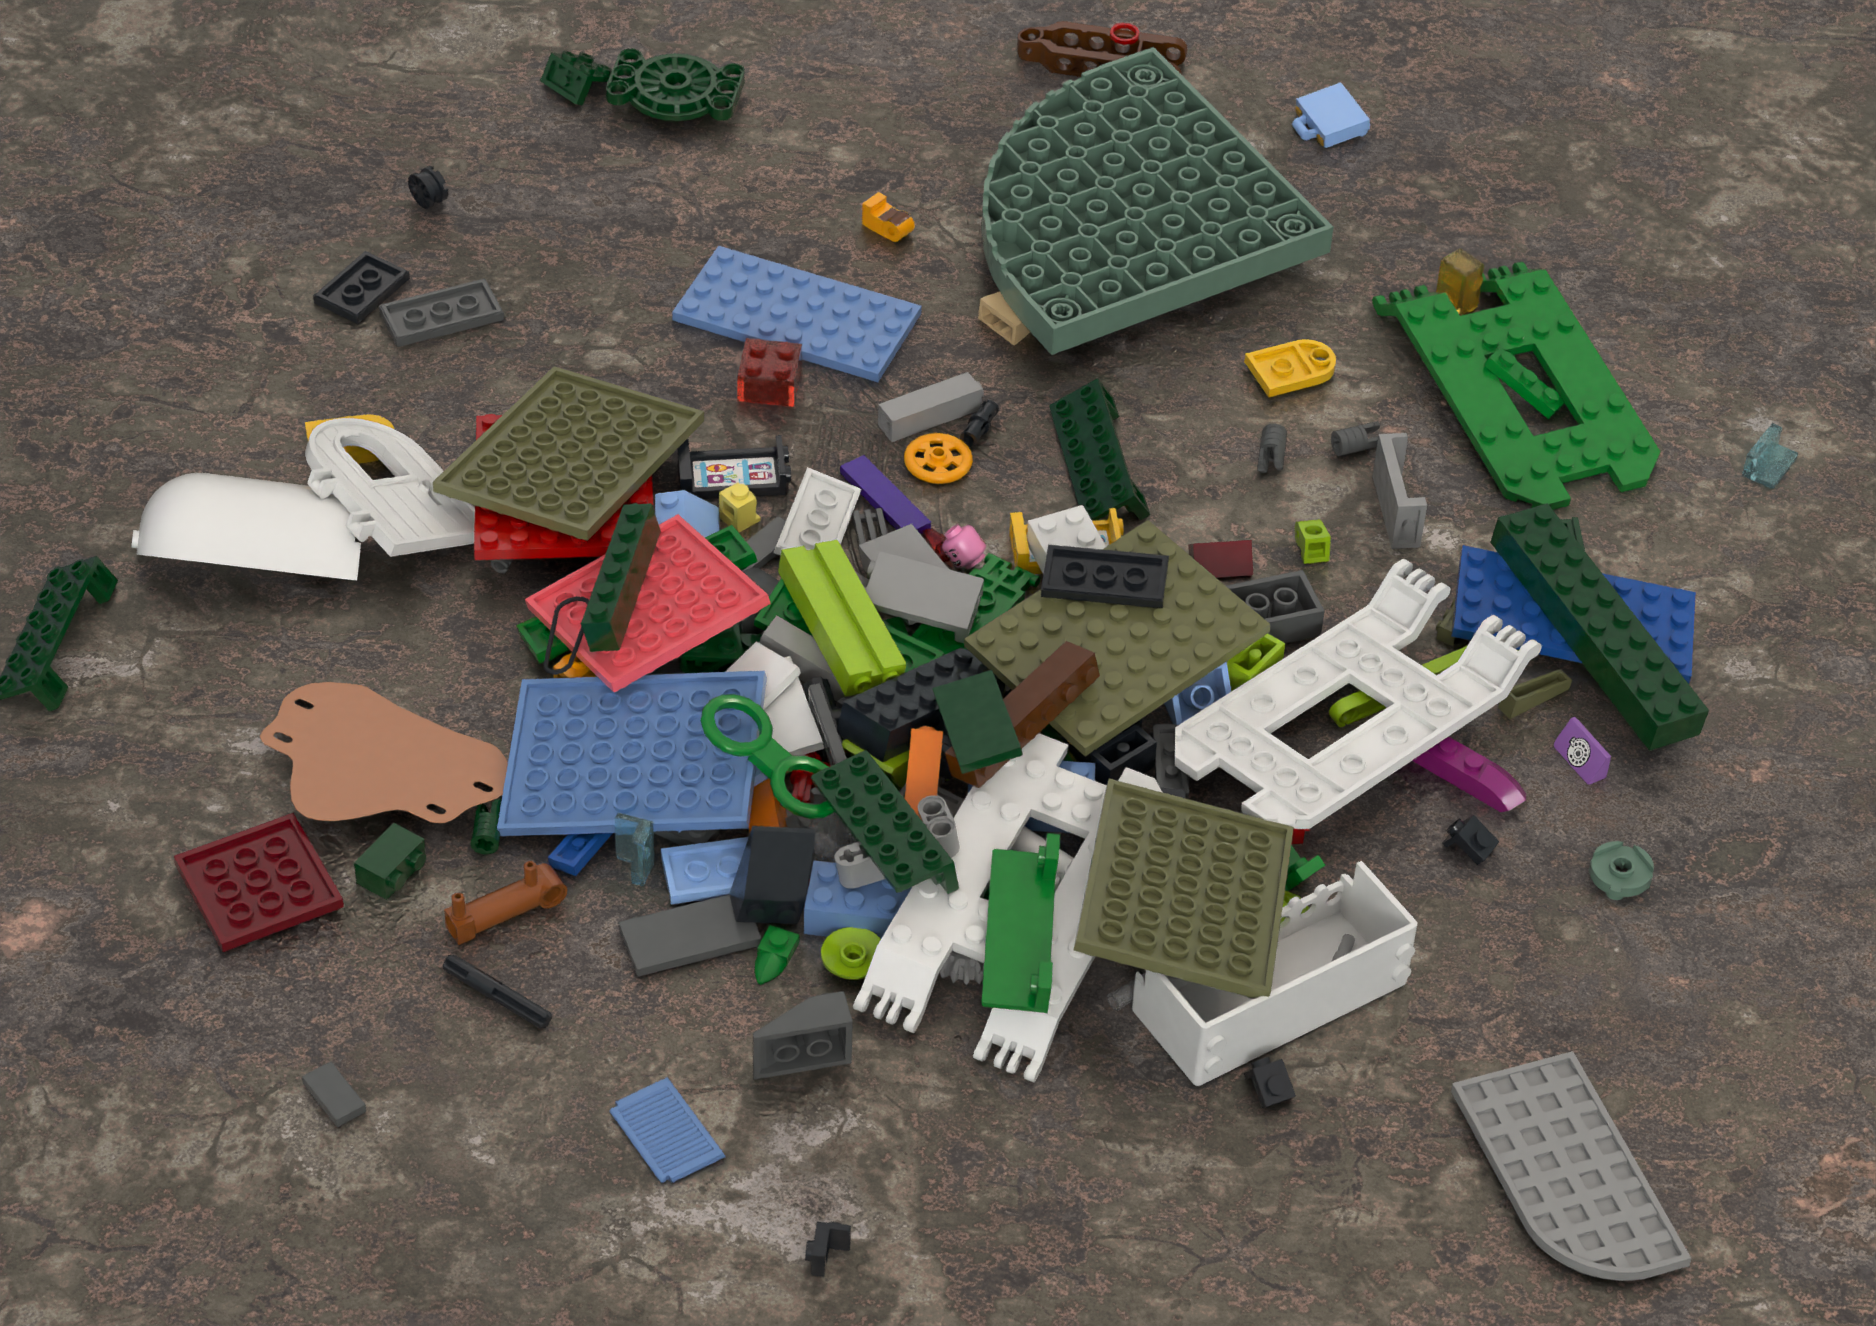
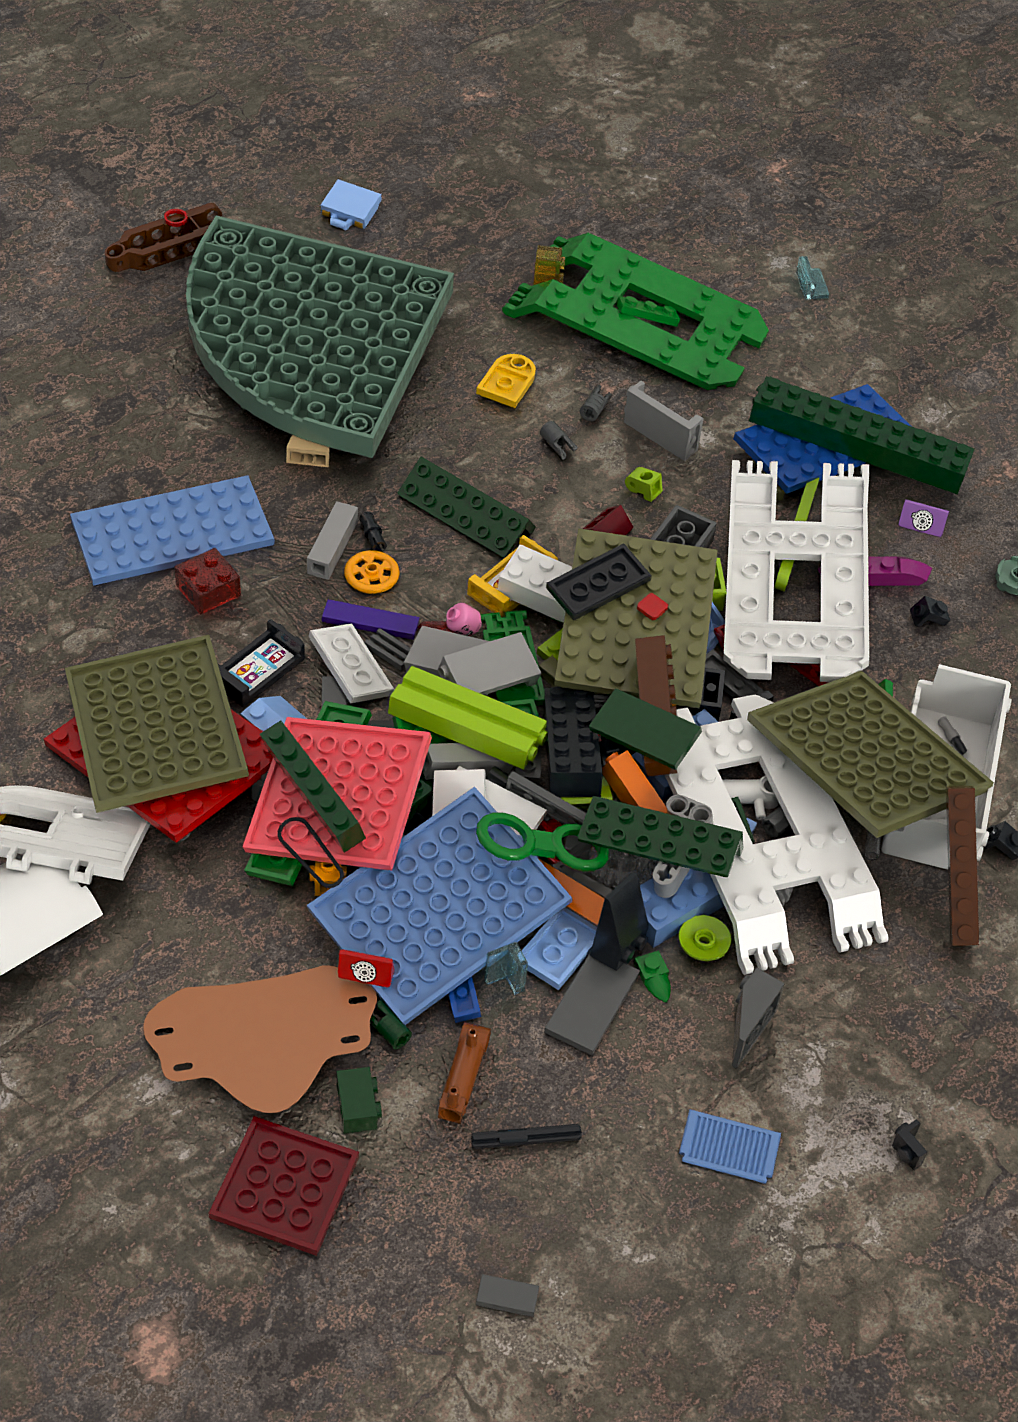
camera: 45 degrees left, 5 degrees up
(508, 760) = (365, 968): none -> red slope
(738, 507) = (294, 680): light yellow brick -> none
(886, 219) = (160, 429): light orange leg -> none
(1020, 928) = (807, 847): green bracket -> none
(1133, 631) = (652, 606): none -> red piece
(1151, 1044) = (962, 865): none -> reddish brown brick

